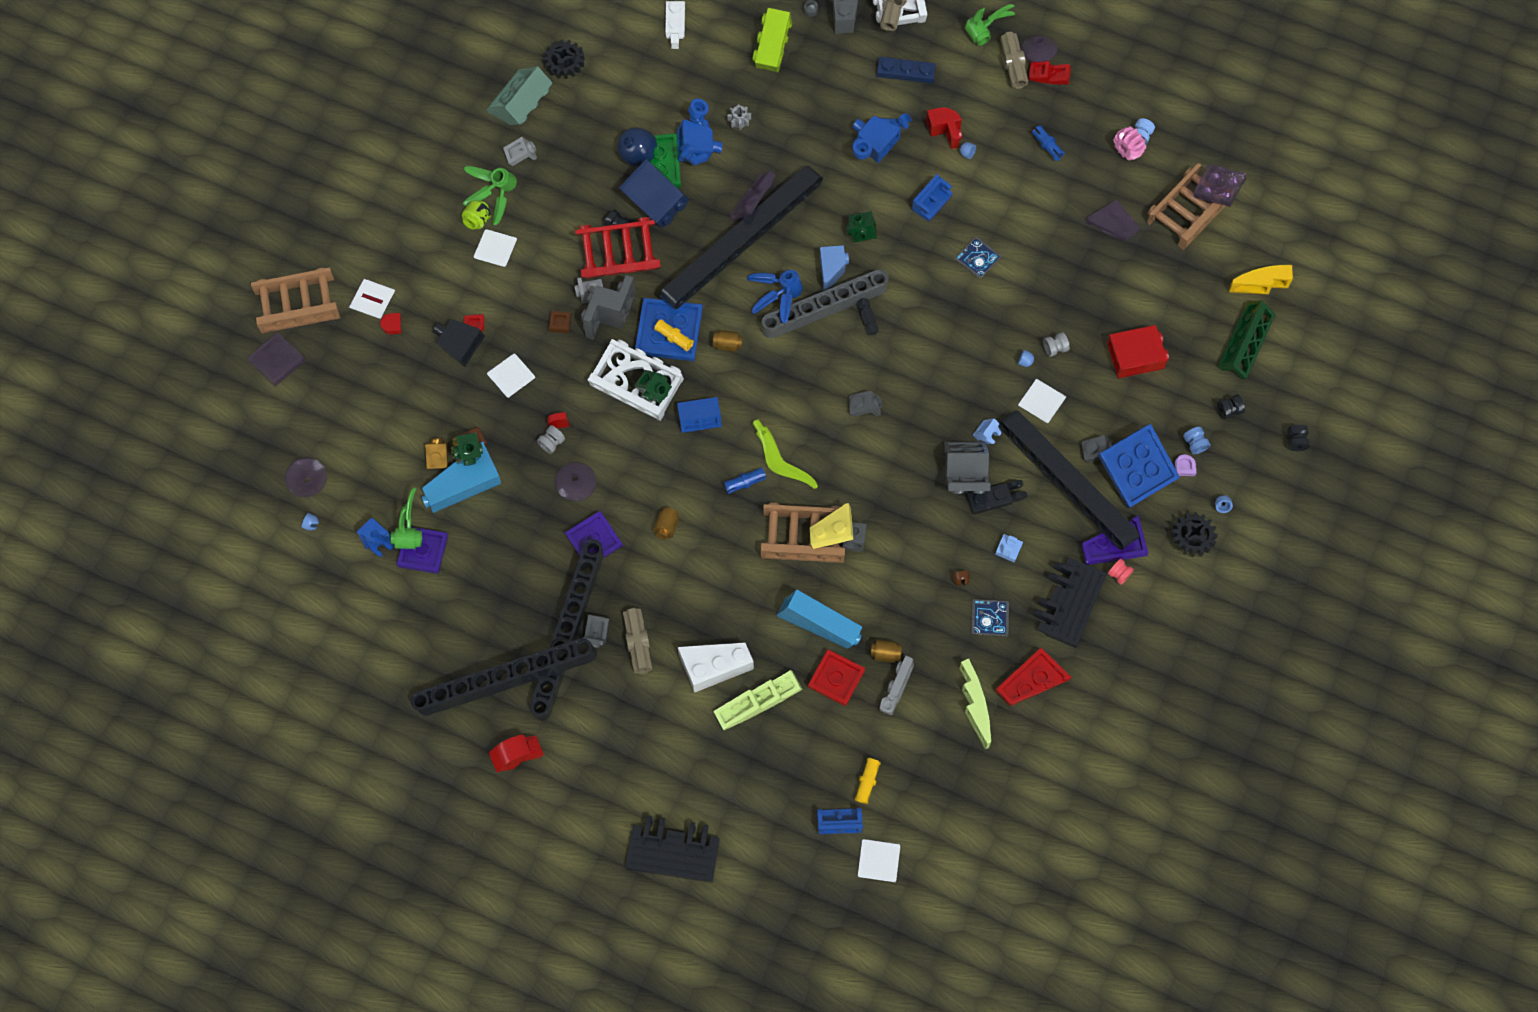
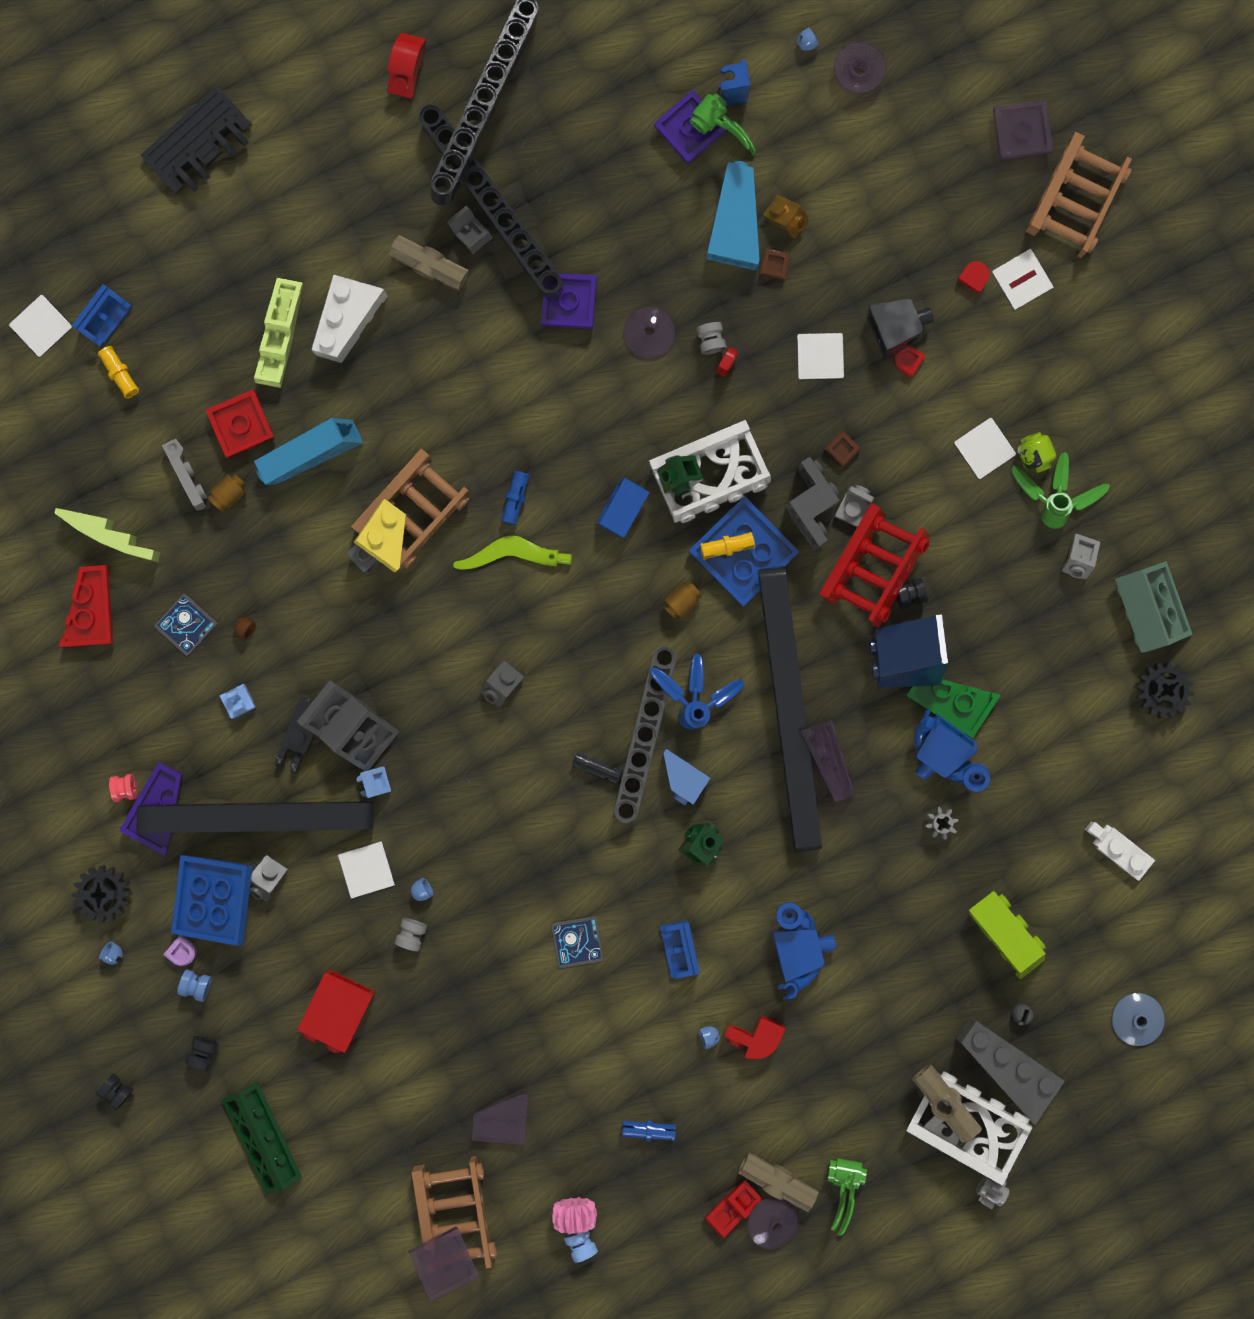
camera: 130 degrees right, 20 degrees up
(466, 449) = (754, 234): dark green brick -> none
(636, 146) = (987, 681): dark blue cylinder -> none
(666, 523) = (529, 383): pearl gold brick -> none
(906, 70) = (861, 1054): dark blue plate -> none
(1071, 604) = (133, 716): black hinge -> none
(1262, 280) = (309, 1216): yellow slope -> none

